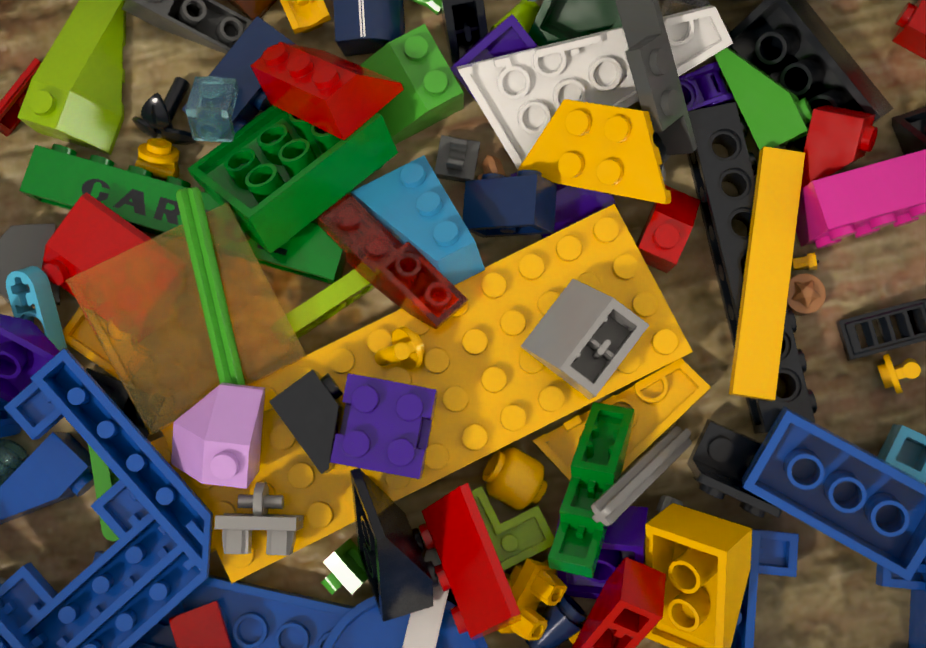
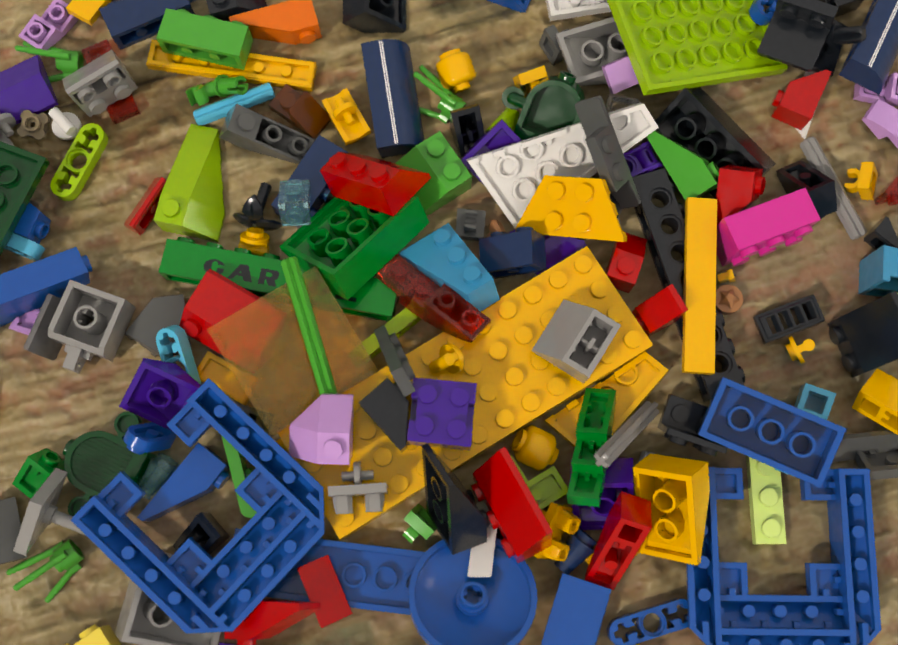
camera: 10 degrees left, 5 degrees down
(54, 554) = (205, 532): none -> black slope
(327, 346) = (396, 360): none -> dark grey plate
(707, 303) = (660, 310): none -> red slope
(825, 588) = (765, 503): none -> yellowish green plate

